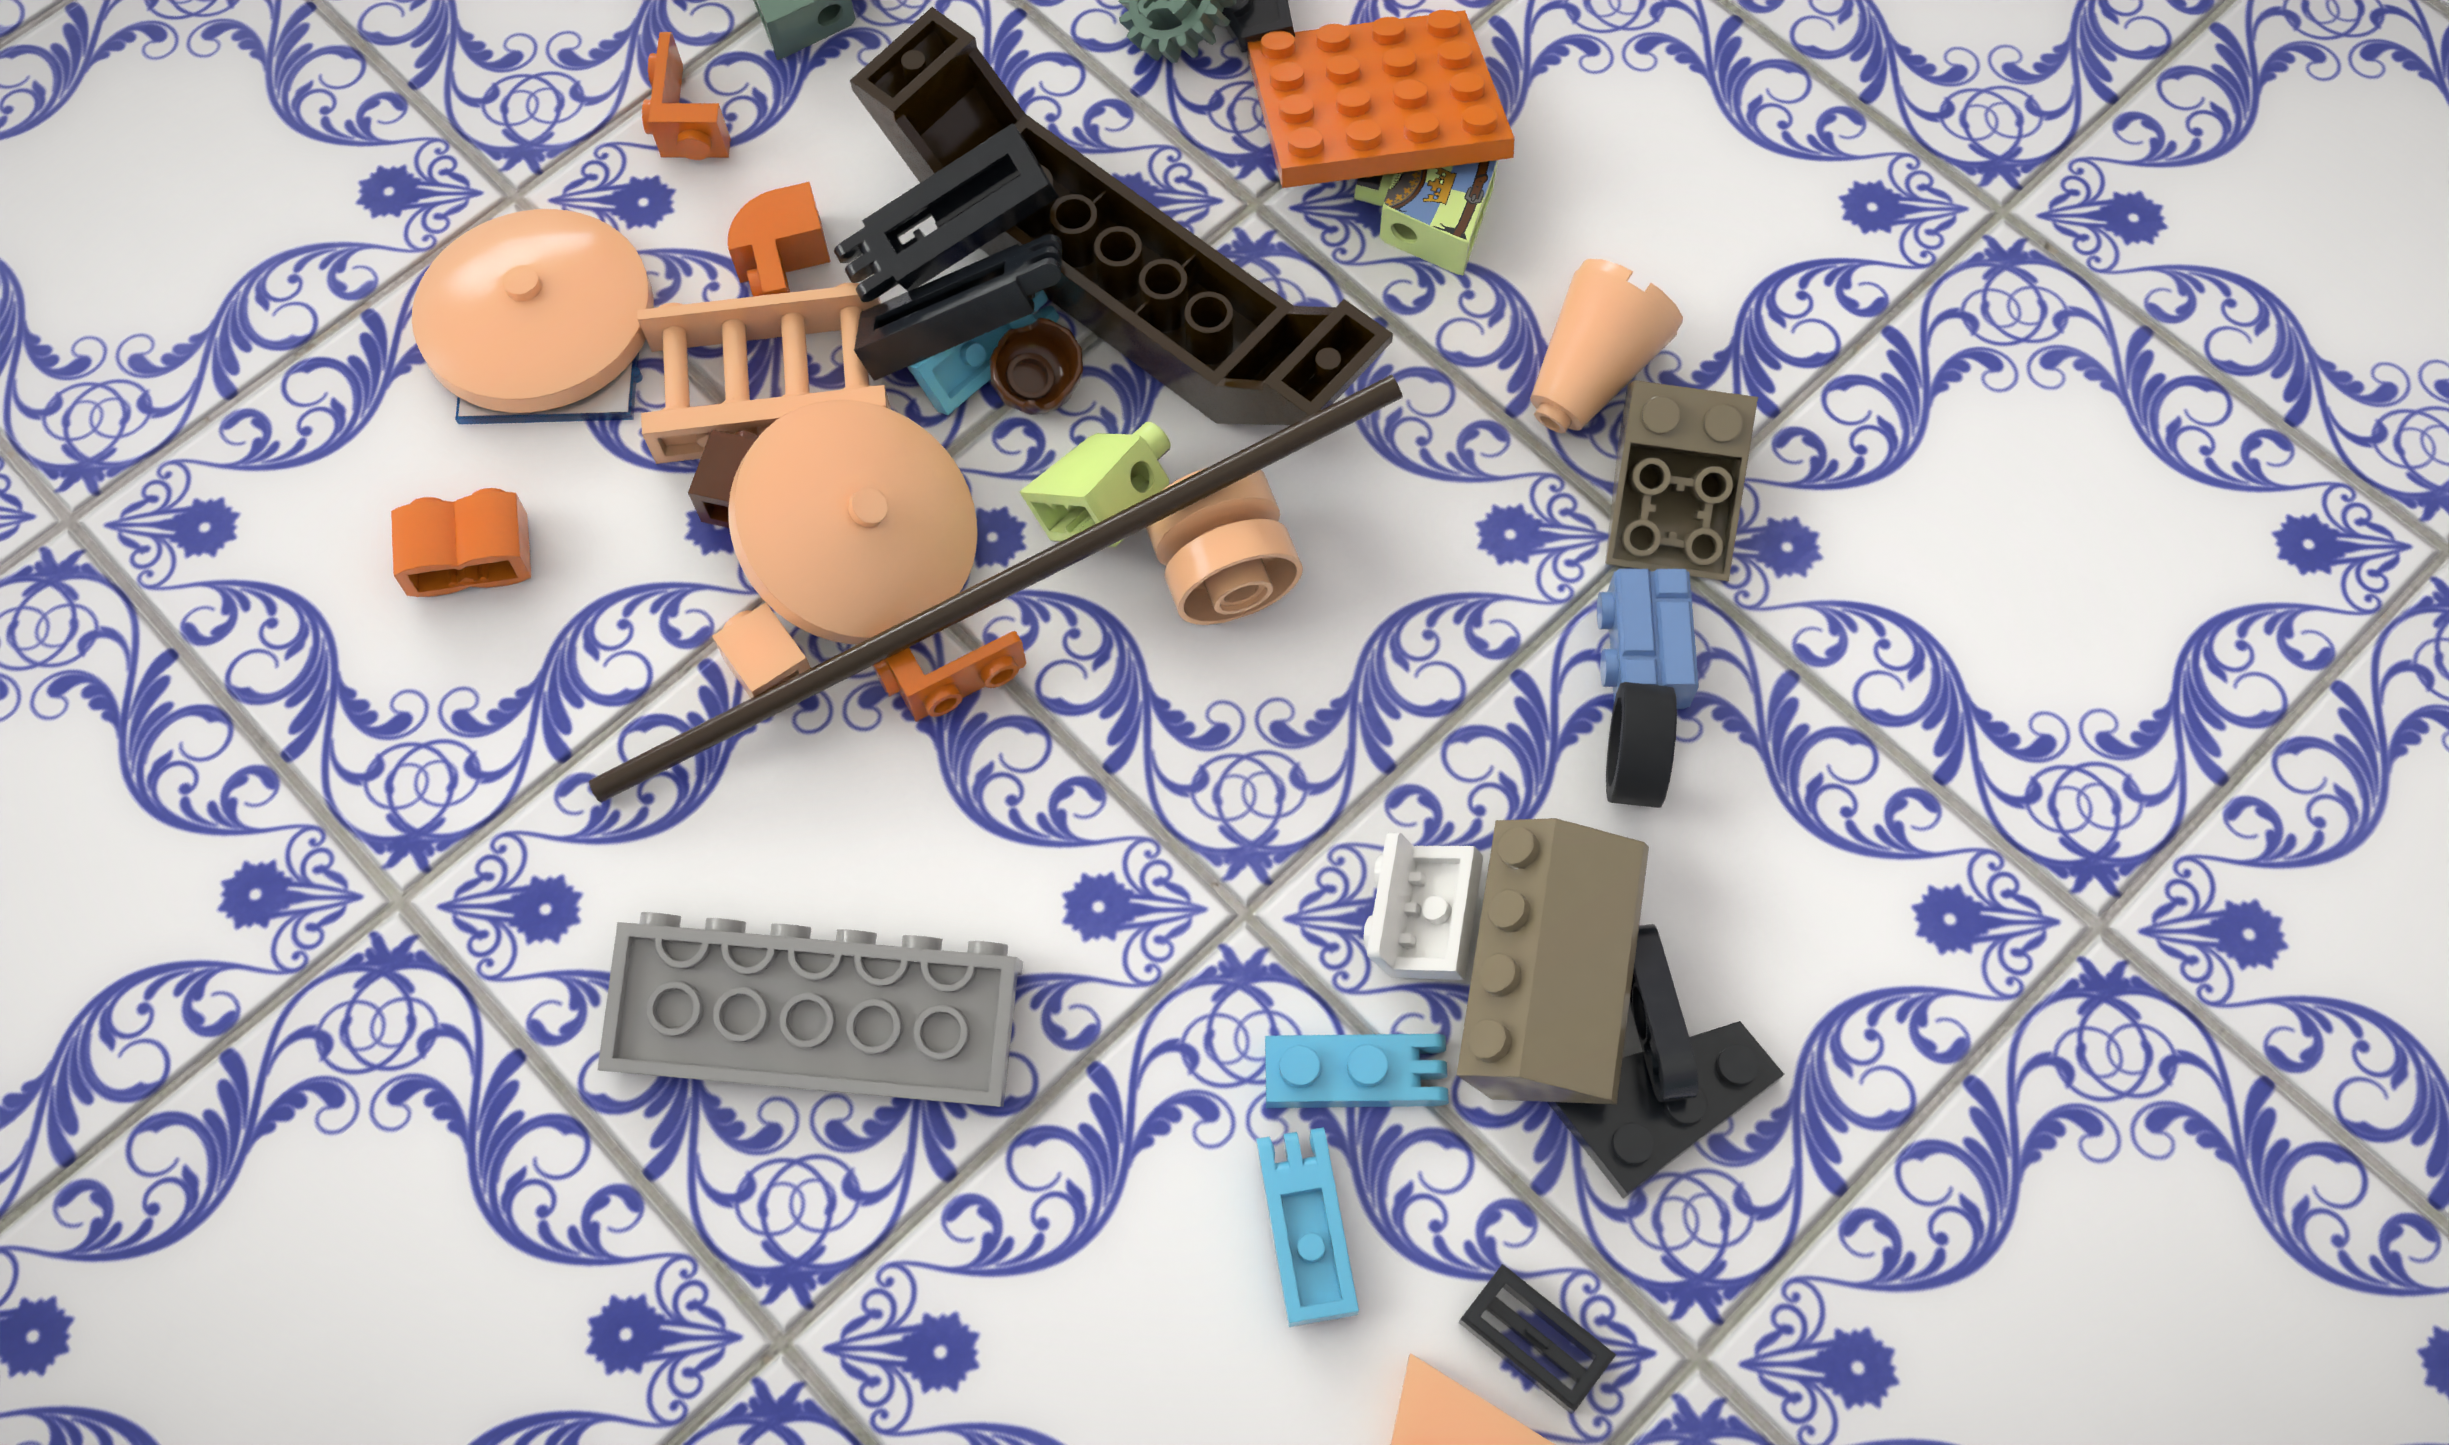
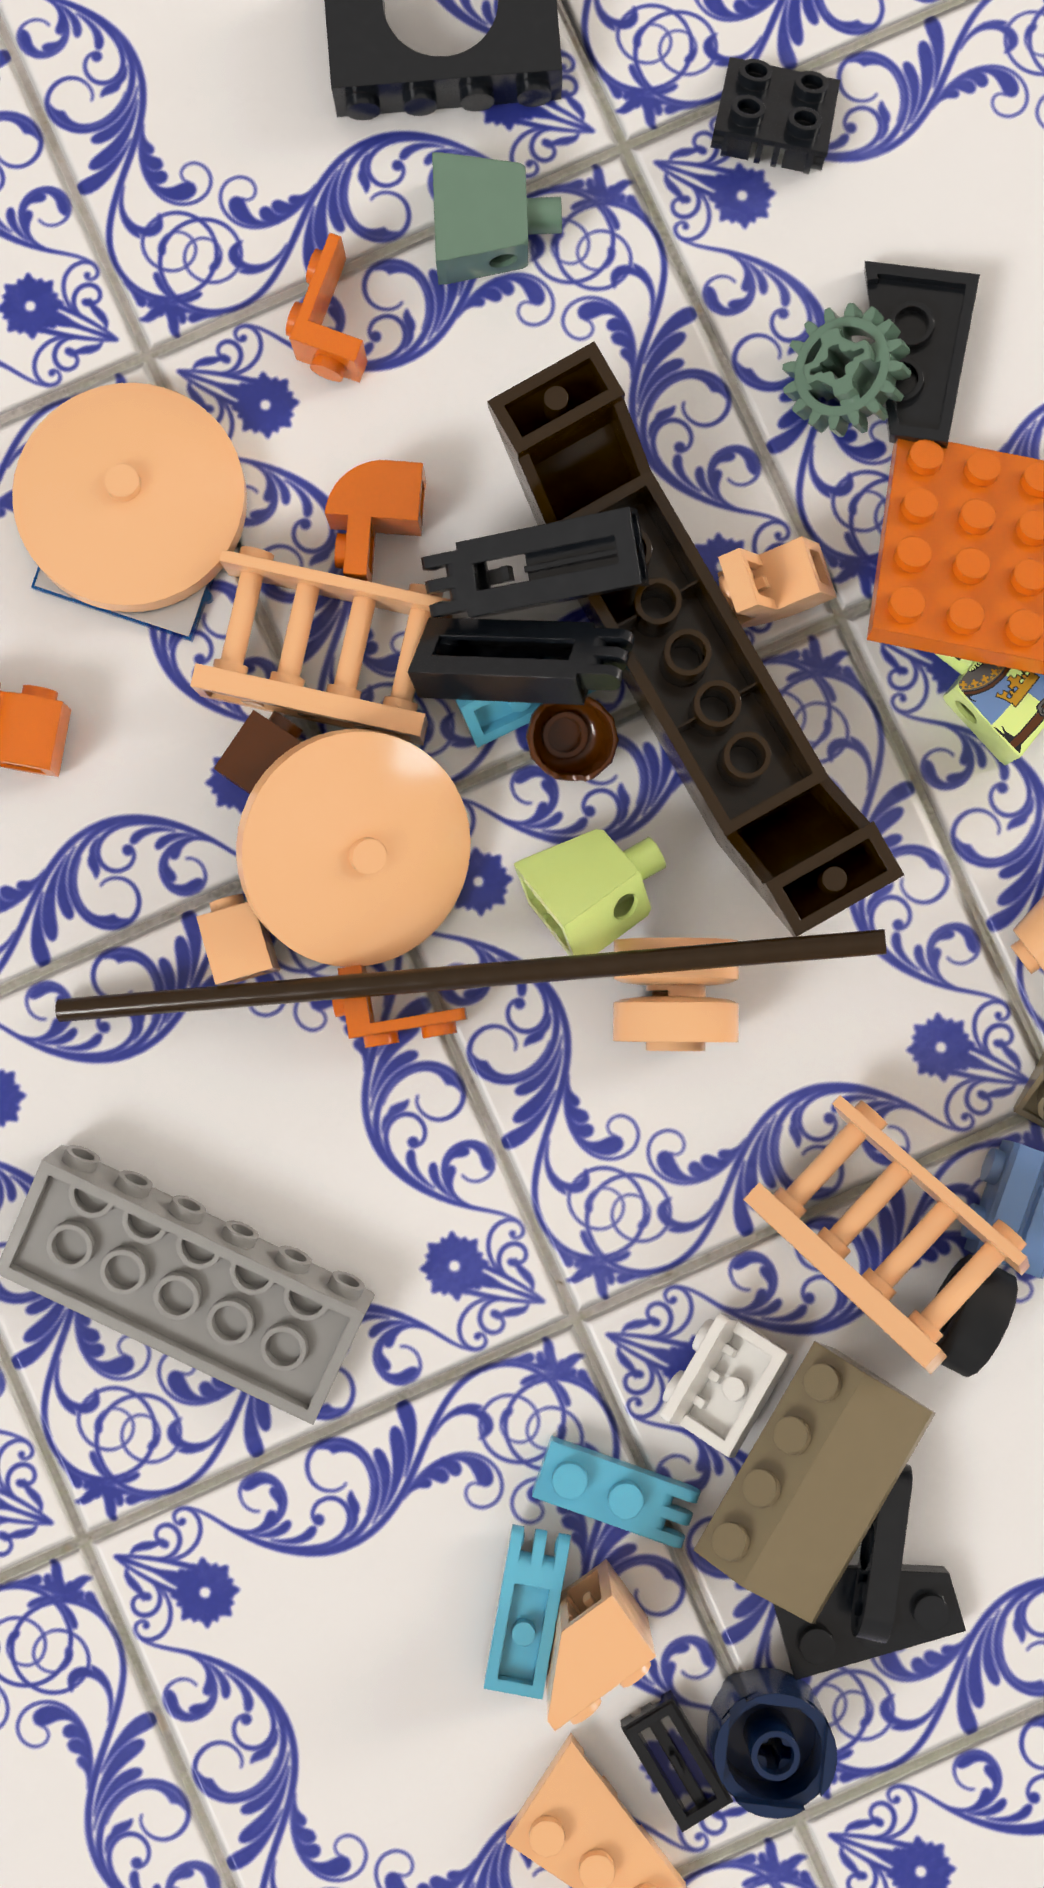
camera: 20 degrees right, 20 degrees up
(1184, 182) = (775, 582): none -> light nougat brick
(1385, 1204) = (596, 1645): none -> light nougat slope
(1530, 742) = (874, 1289): none -> light nougat fence
(1643, 1222) = (802, 1751): none -> dark blue brick

